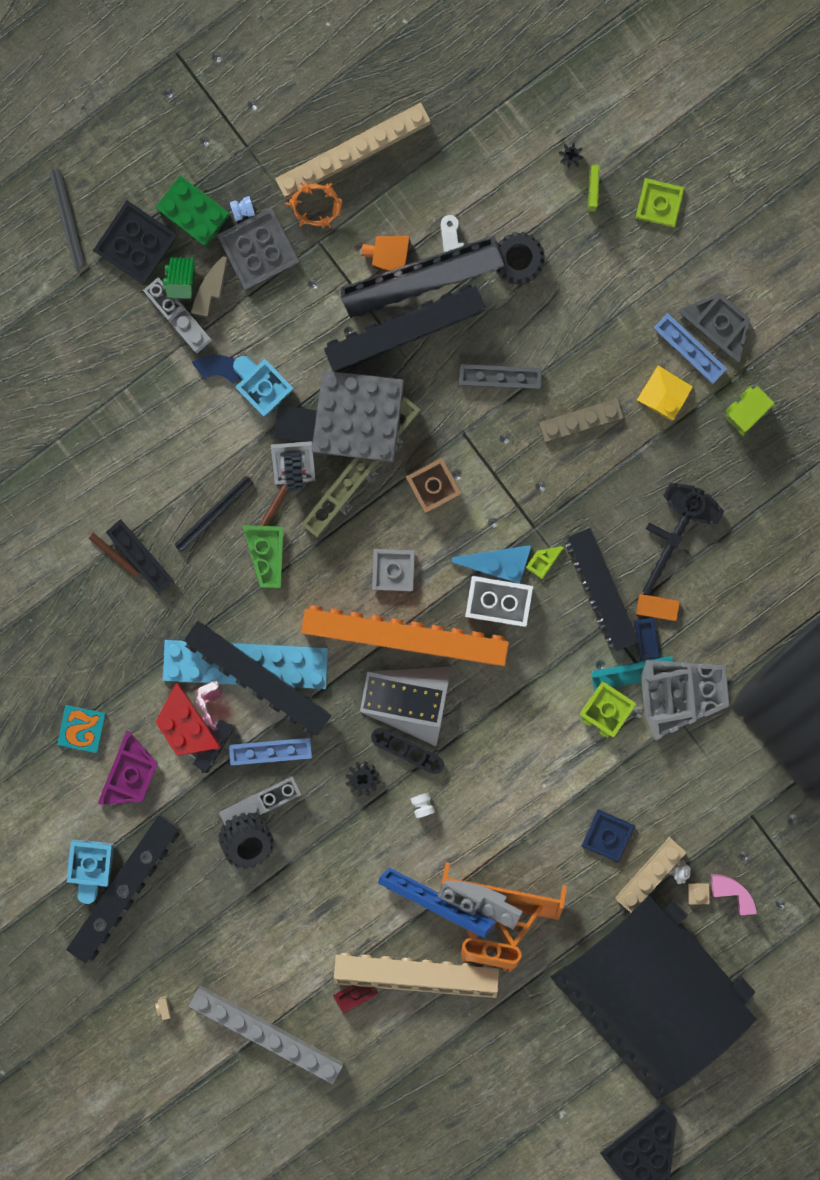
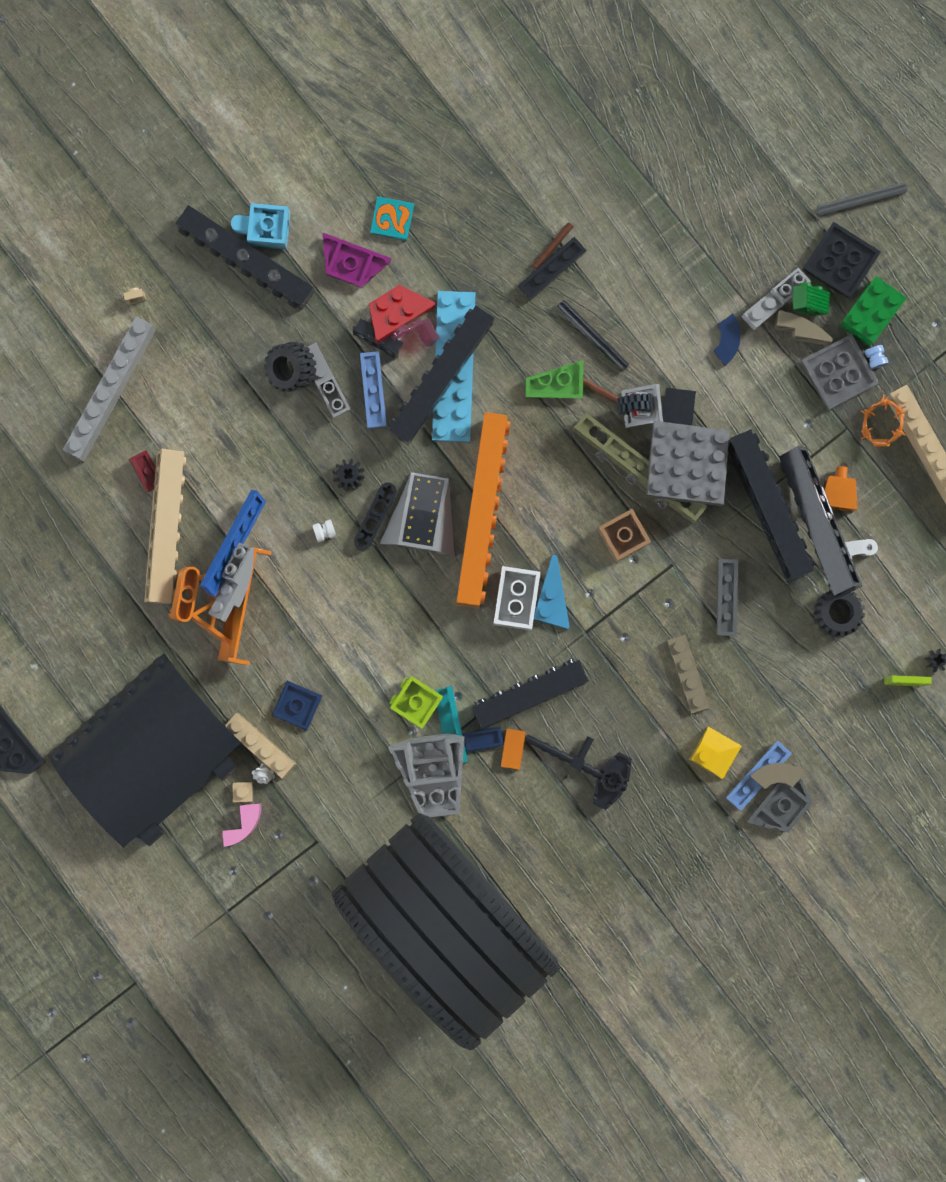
camera: 85 degrees right, 5 degrees down
(261, 384) = (713, 376): medium azure brick -> none
(393, 570) = (544, 500): light grey plate -> none
(543, 561) = (555, 640): lime tile -> none
(659, 203) = (894, 745): lime tile -> none
(688, 329) = (777, 773): none -> dark tan tile
(749, 409) = (703, 832): lime brick -> none

